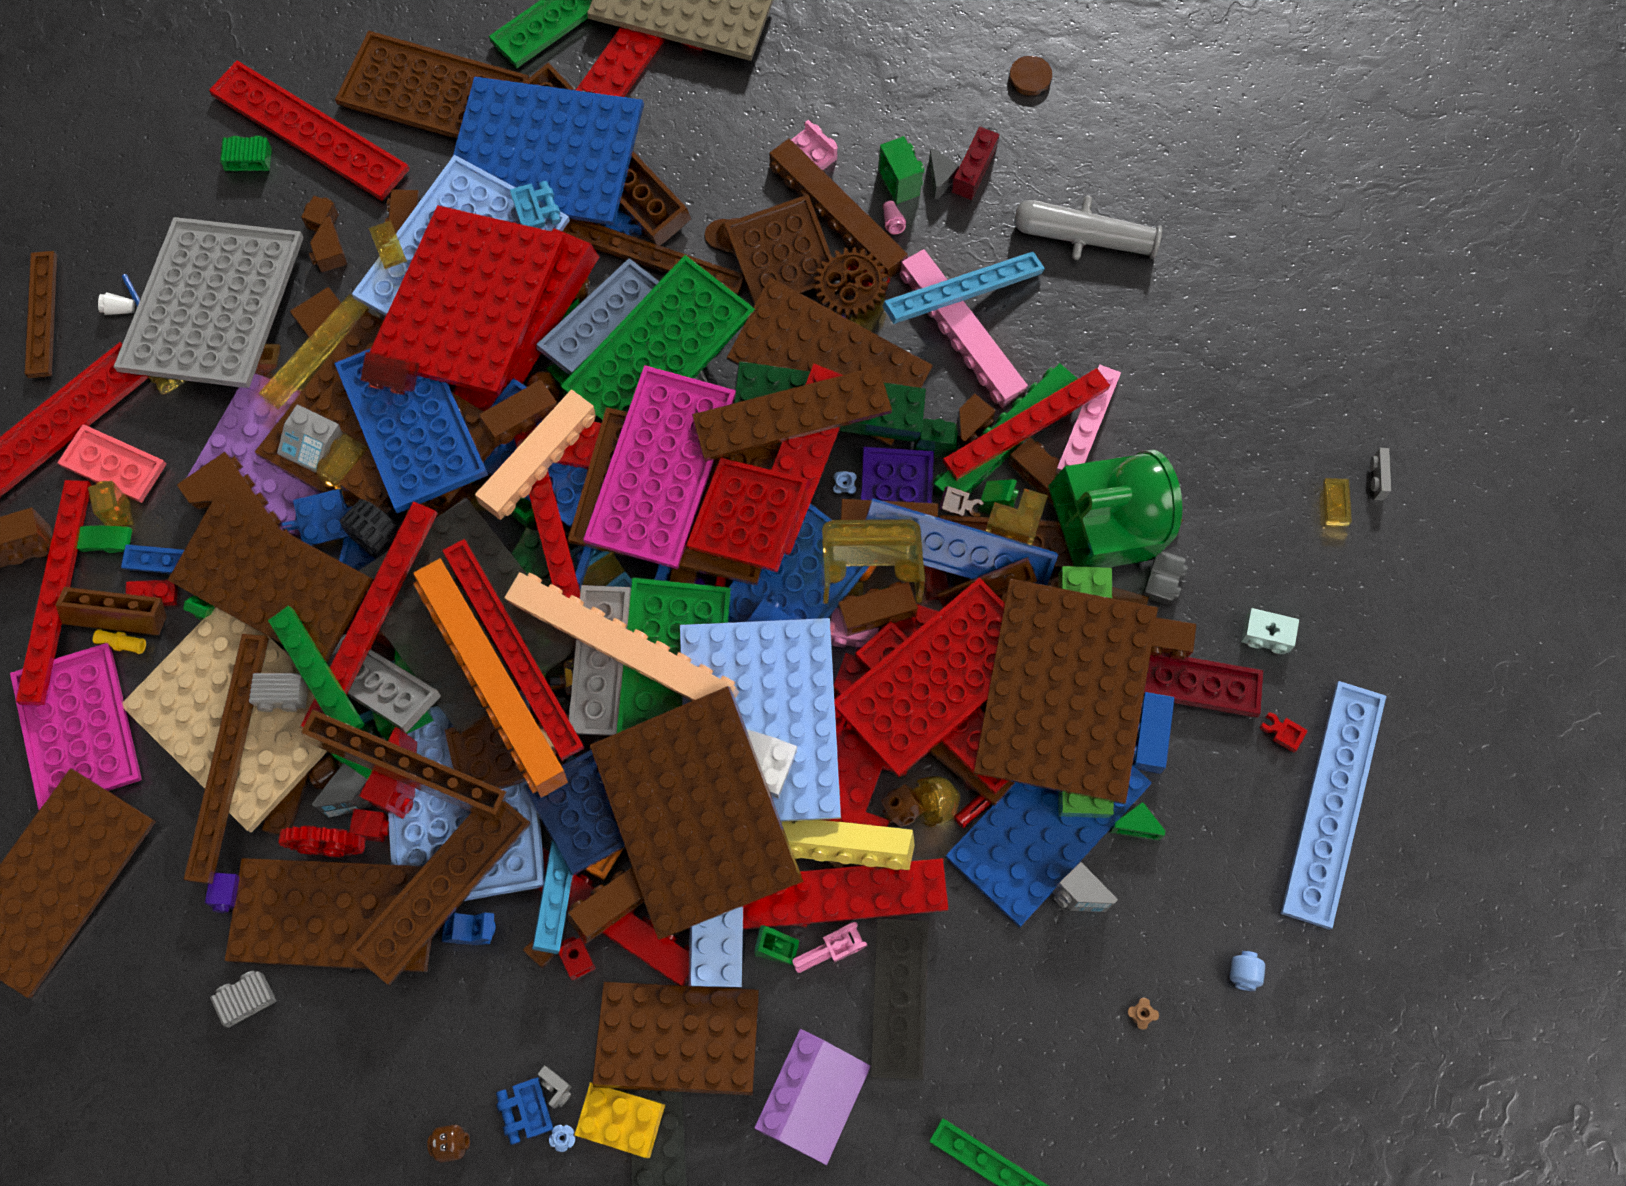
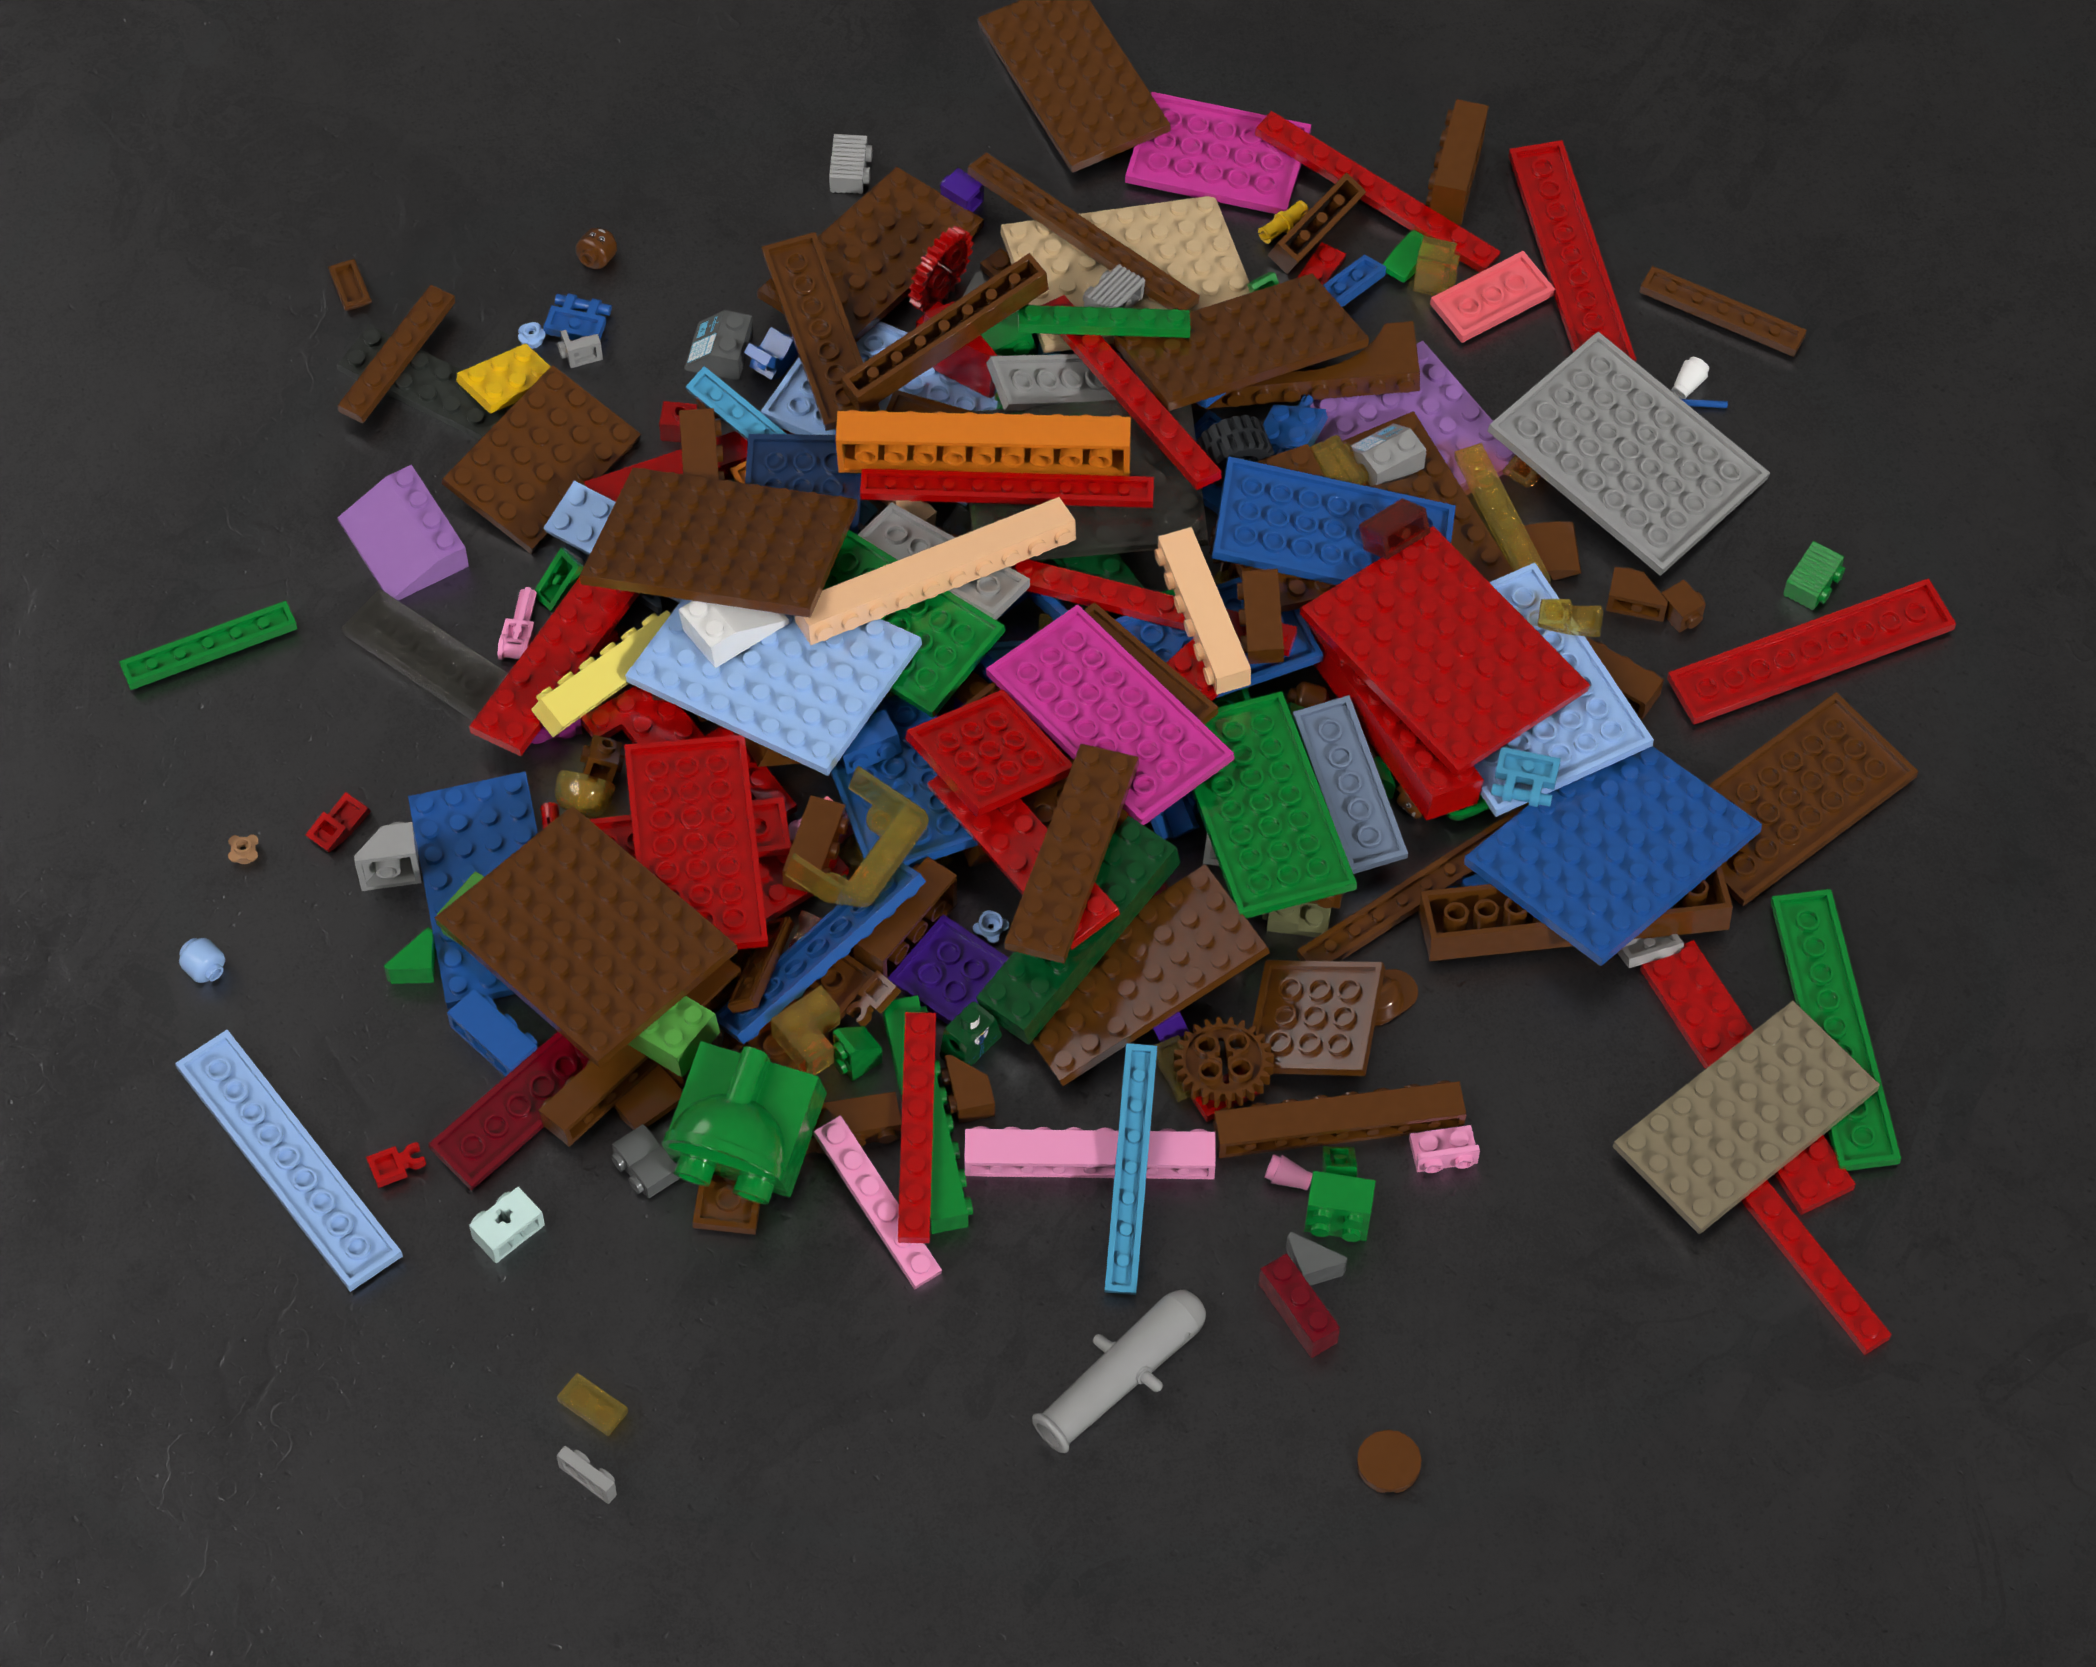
camera: 125 degrees right, 10 degrees down
(484, 978) = (721, 344): none -> dark grey slope
(870, 188) = (1340, 1161): none -> green slope
(1074, 962) = (339, 823): none -> red slope

